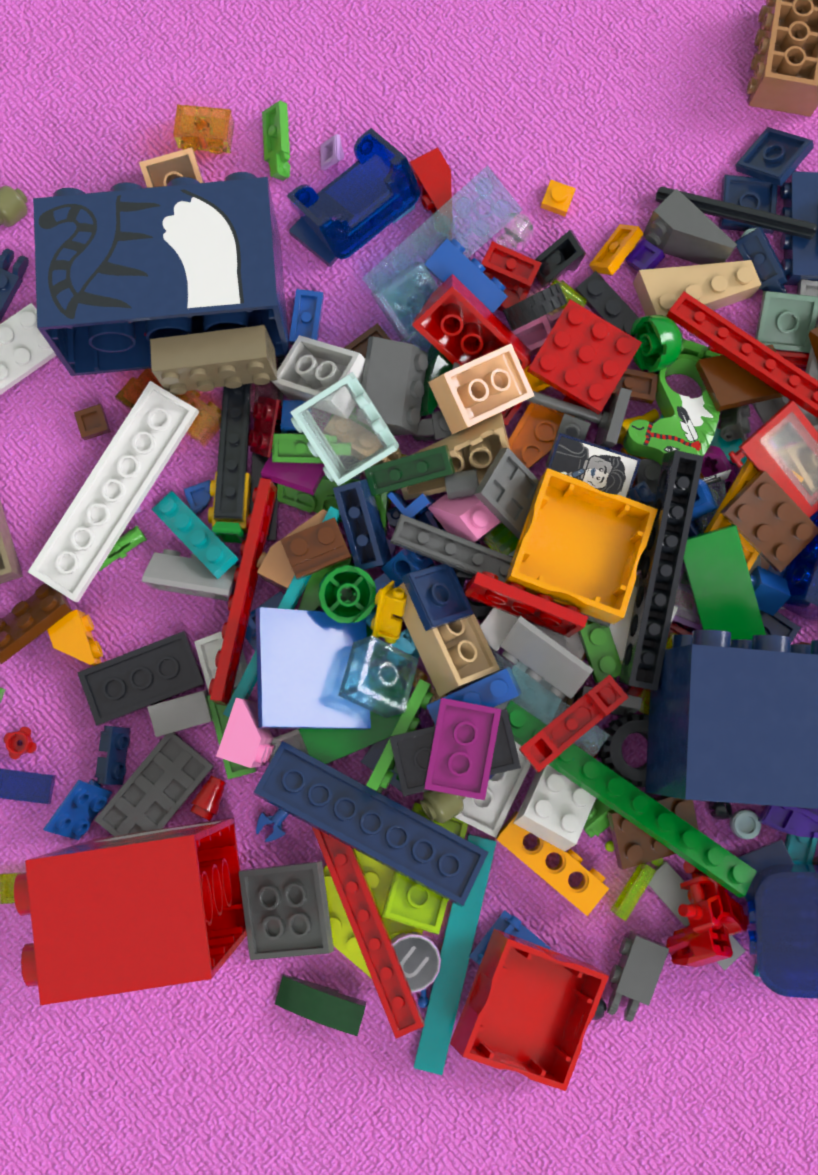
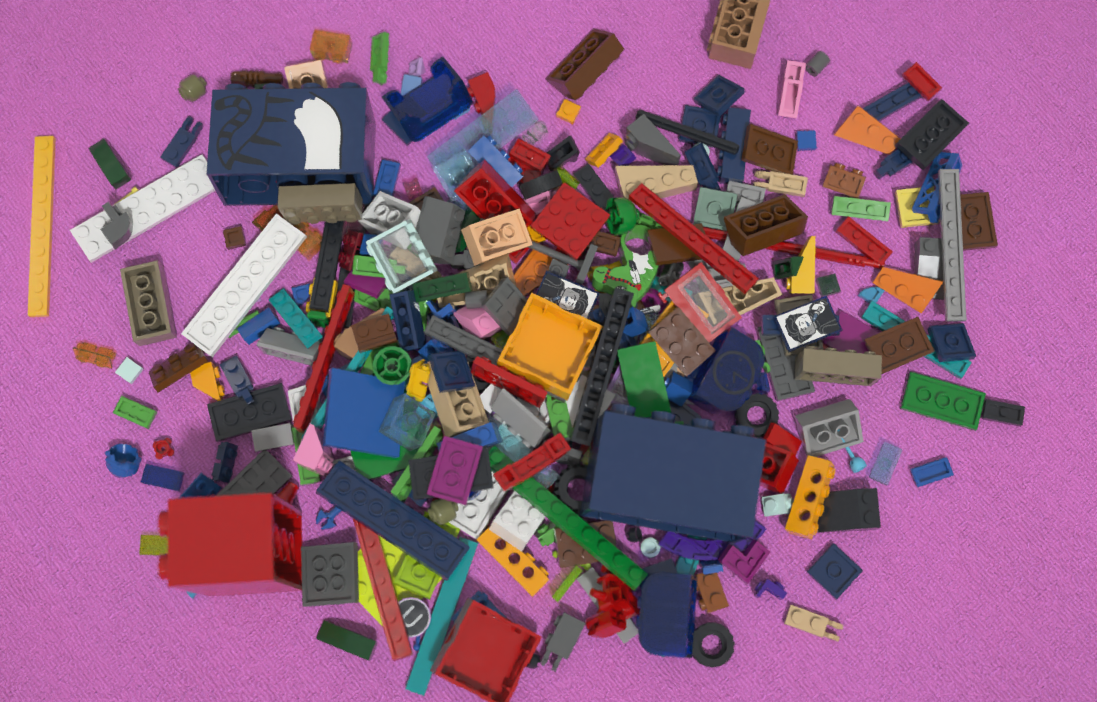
camera: 10 degrees right, 5 degrees down
(98, 182) = (251, 78): none -> reddish brown hinge
(119, 630) = (238, 378): none -> dark blue hinge
(140, 549) = (257, 325): none -> blue panel
(325, 173) = (409, 83): none -> medium blue slope
(345, 328) = (412, 188): none -> clear pink wheel
(576, 125) = (585, 63): none -> reddish brown slope

